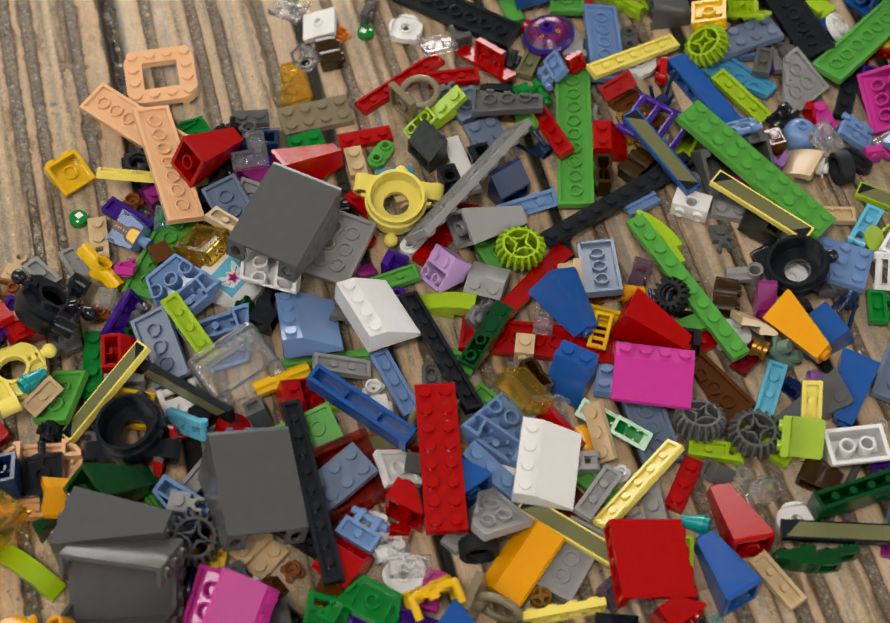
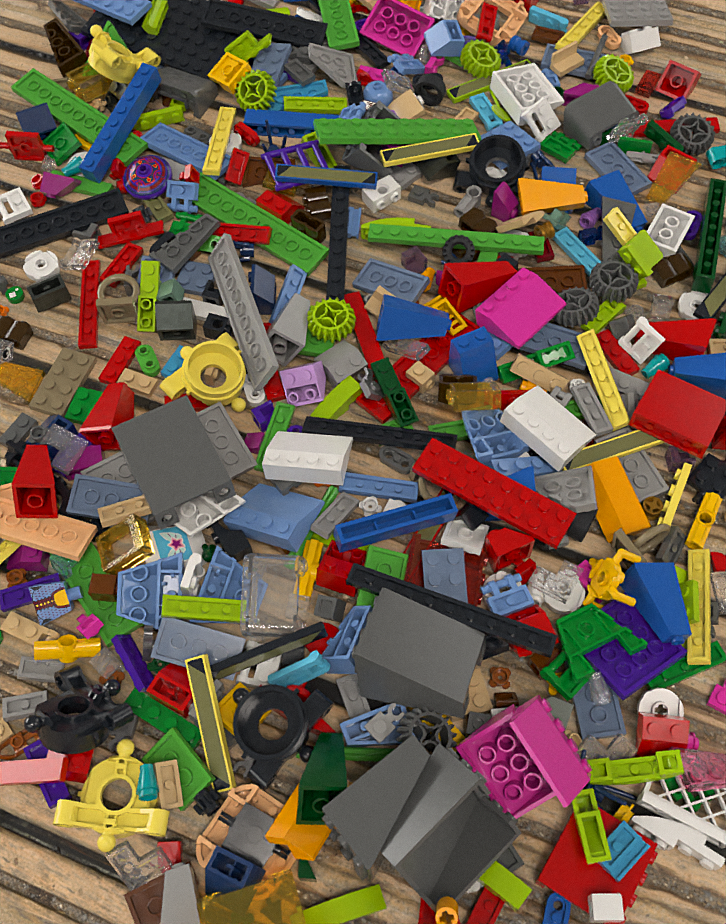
camera: 50 degrees left, 5 degrees up
(206, 306) = (193, 574): none -> white plate
(383, 50) = (48, 292): none -> pearl dark grey slope
(451, 126) = (170, 291): none -> sand green brick
(540, 10) = (117, 169): none -> red tile
(705, 496) = (645, 345): none -> white plate

